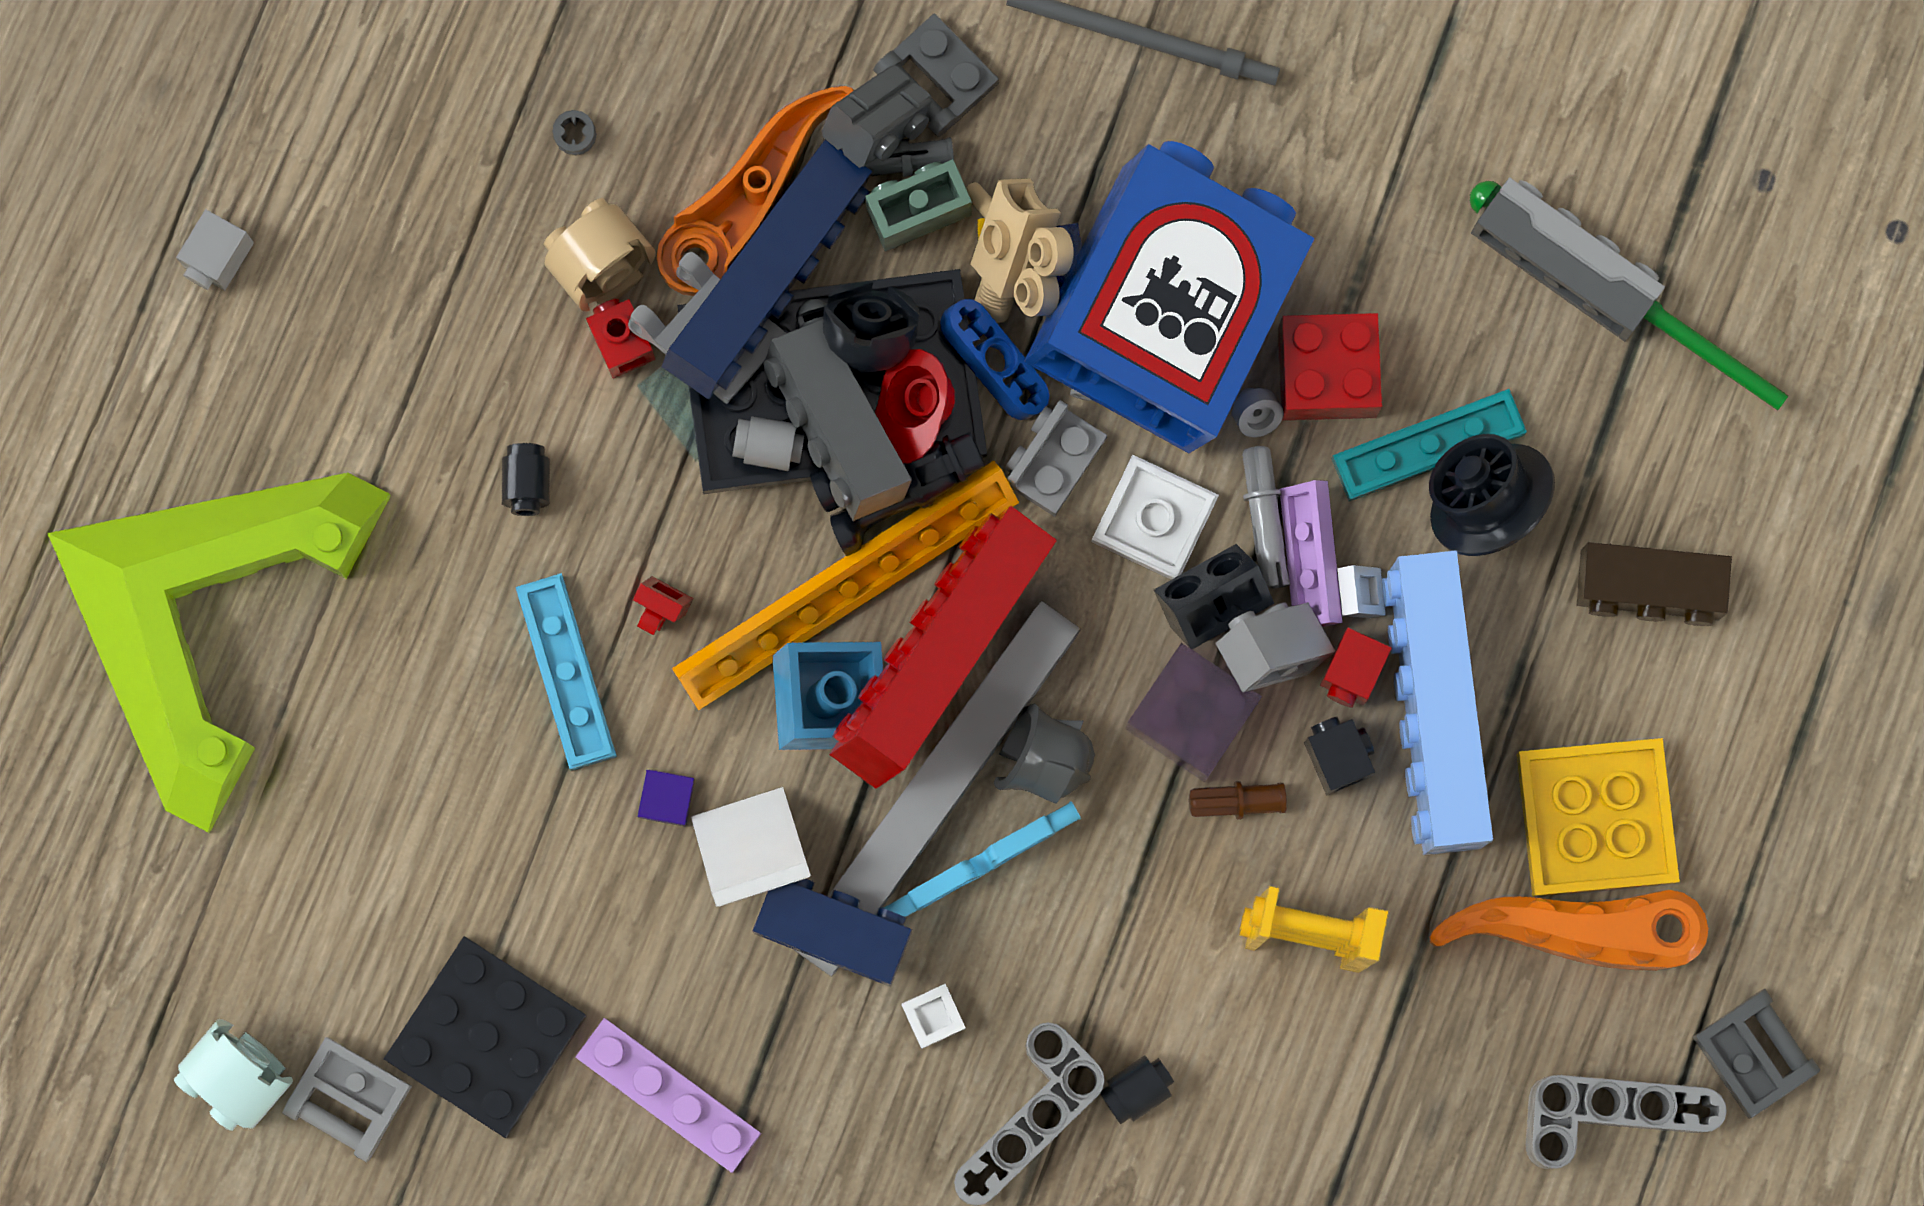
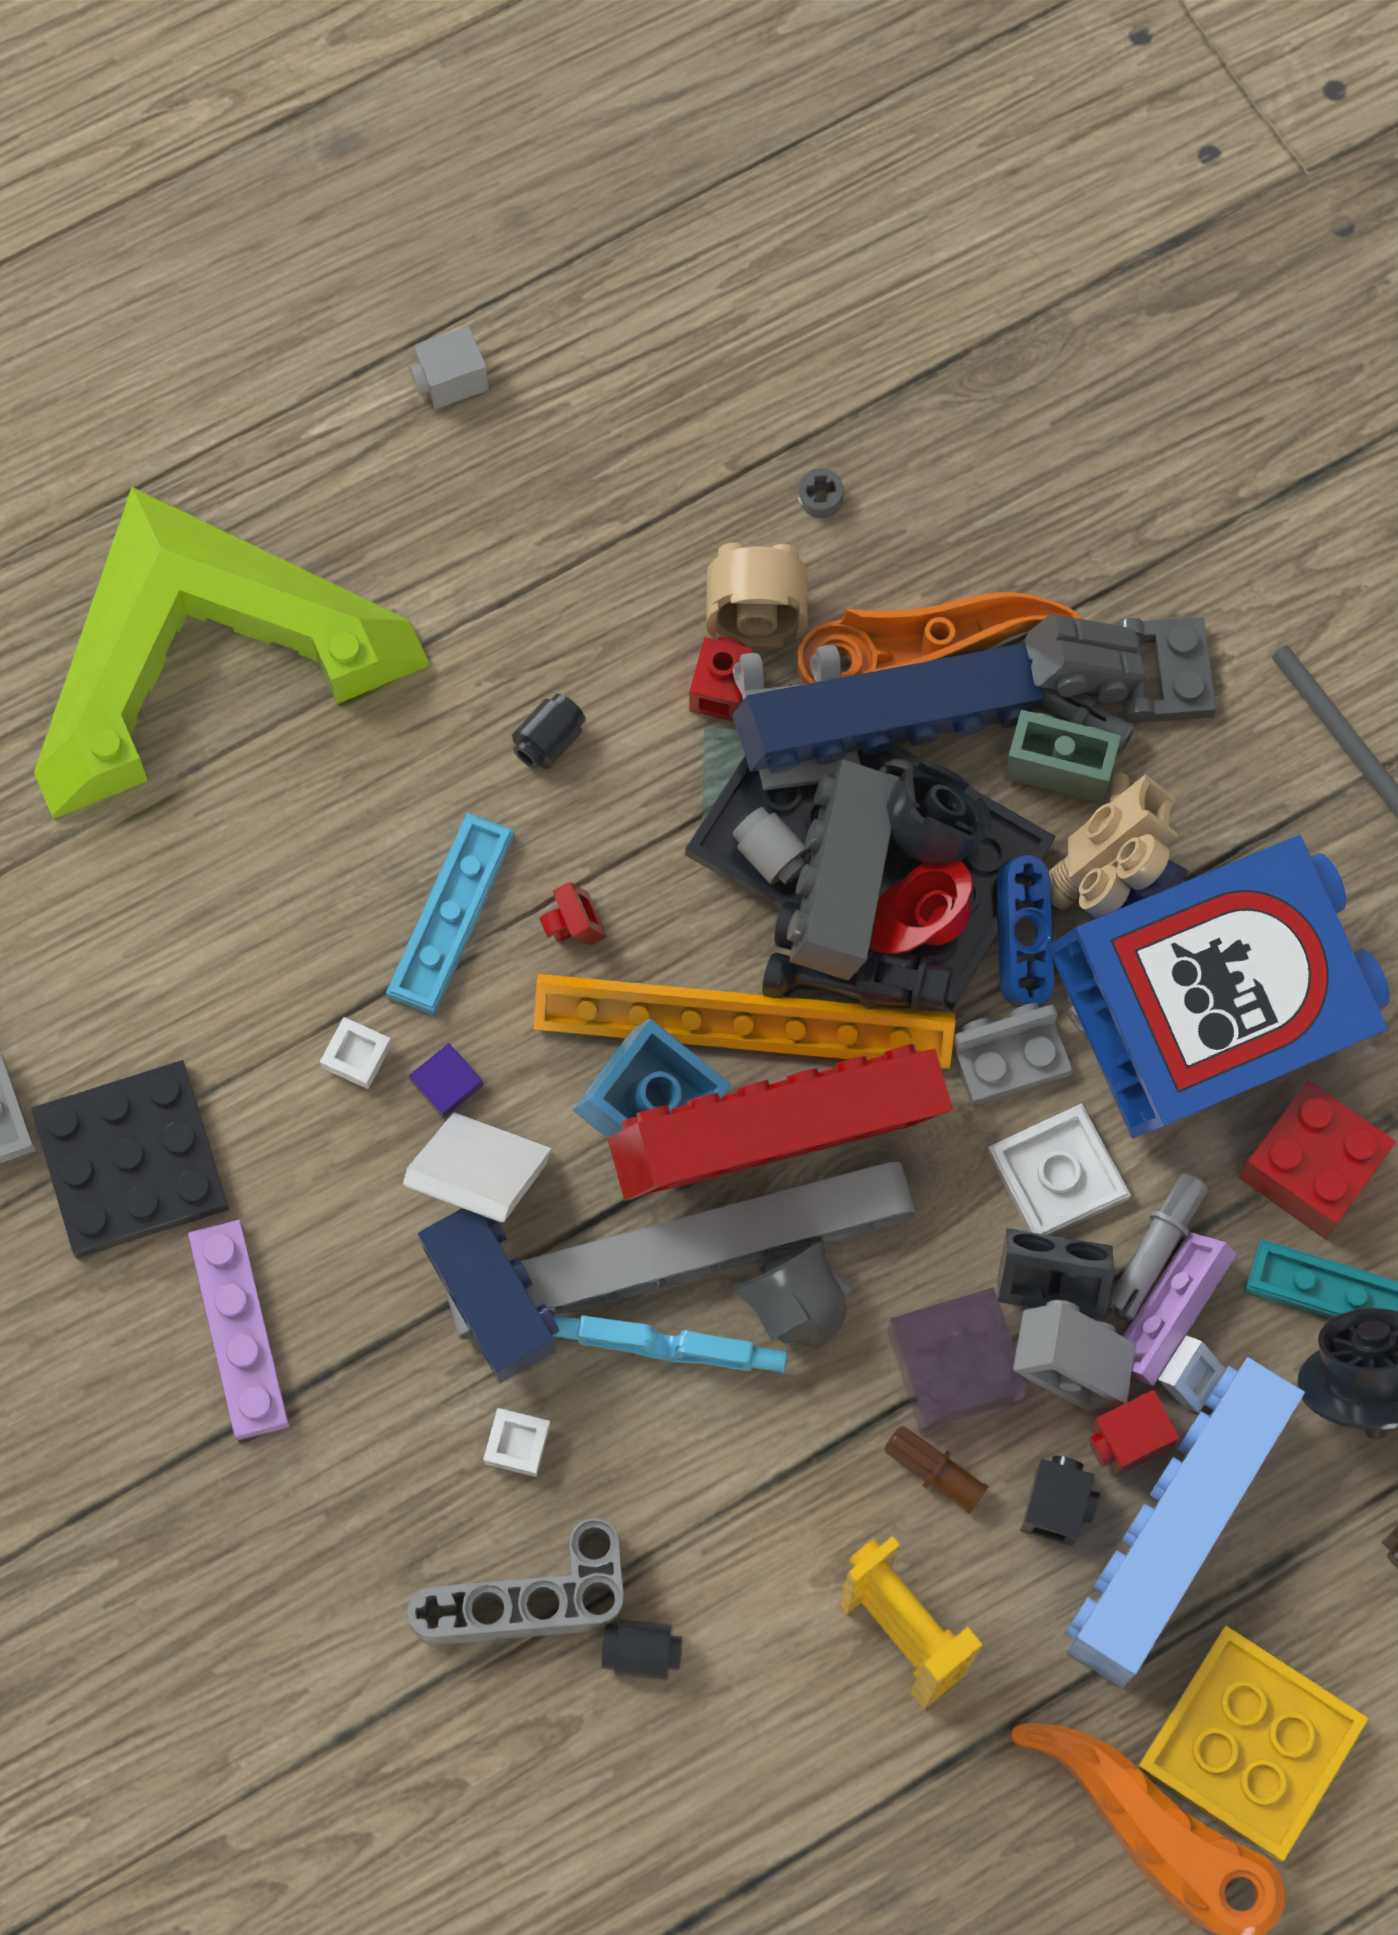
camera: 40 degrees right, 10 degrees down
(585, 830) = (356, 1053): none -> white plate
(1257, 412) = (1221, 1150): light grey tile -> none

